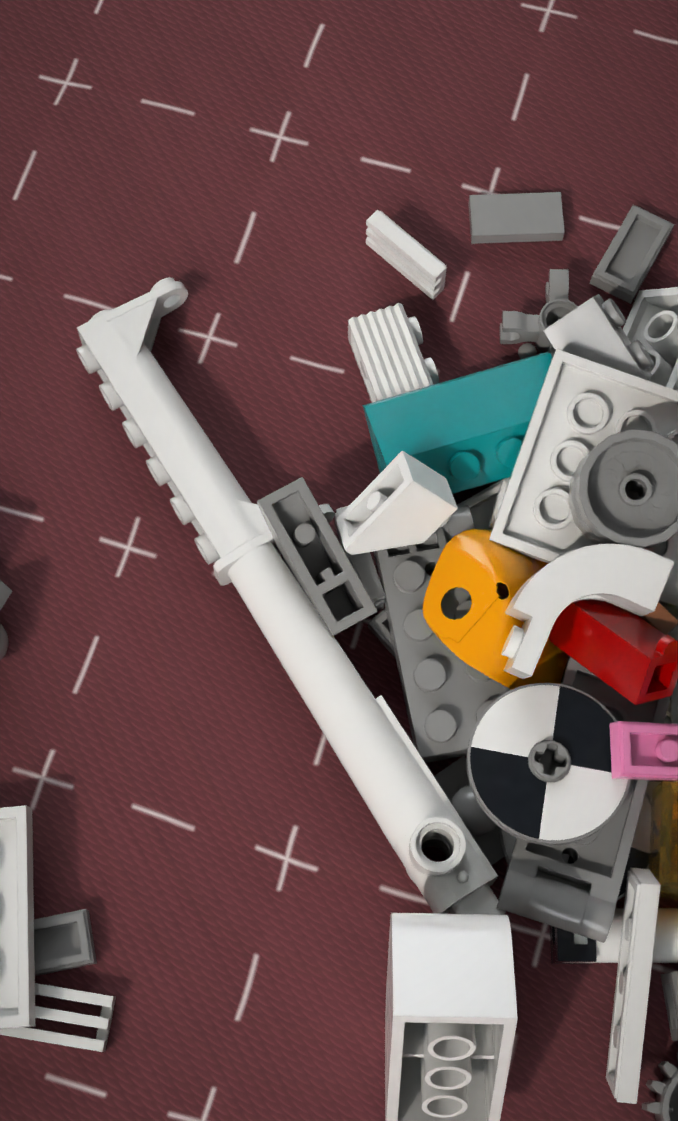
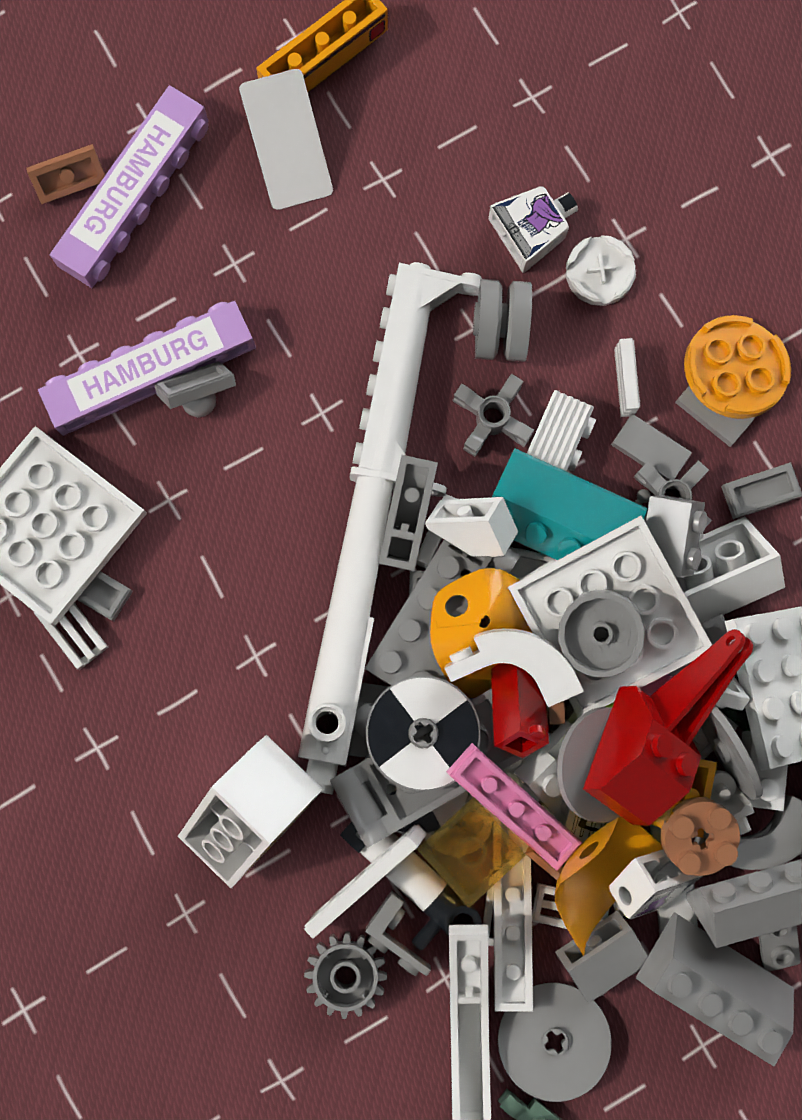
camera: 40 degrees right, 10 degrees up
(176, 191) = (532, 224): none -> torso
(235, 294) = (502, 320): none -> light grey wheel
(271, 403) = (508, 425): none -> light grey pin
(283, 182) = (600, 270): none -> white tile
(482, 301) = (649, 445): none -> light grey tile
(499, 161) = (737, 367): none -> light orange tile

